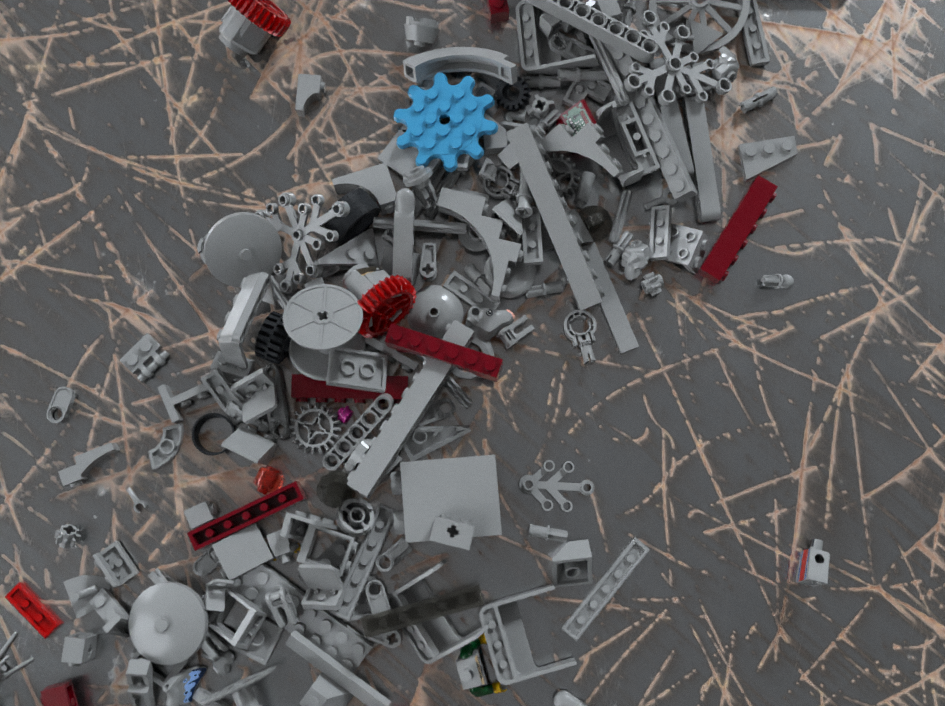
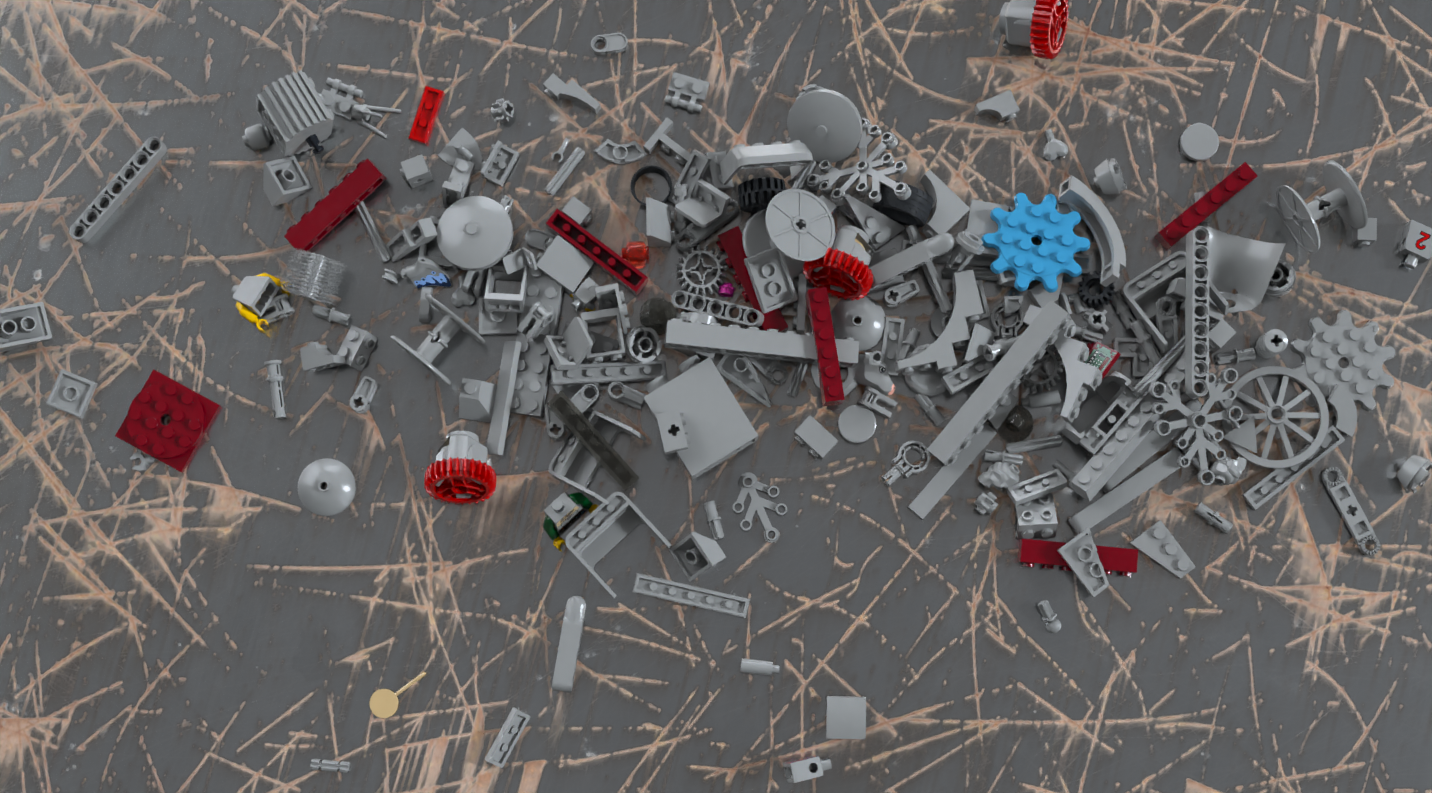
camera: 65 degrees right, 0 degrees up
(156, 506) = (565, 171): none -> light grey axle
(368, 65) = (1054, 147): none -> light grey rock
(519, 403) = (815, 437): none -> light grey brick
(525, 360) = (856, 424): none -> light grey tile
(700, 560) = (758, 667): none -> light grey cylinder
(749, 225) = (1084, 561): none -> light grey wing
(782, 504) = (845, 717): none -> light grey slope

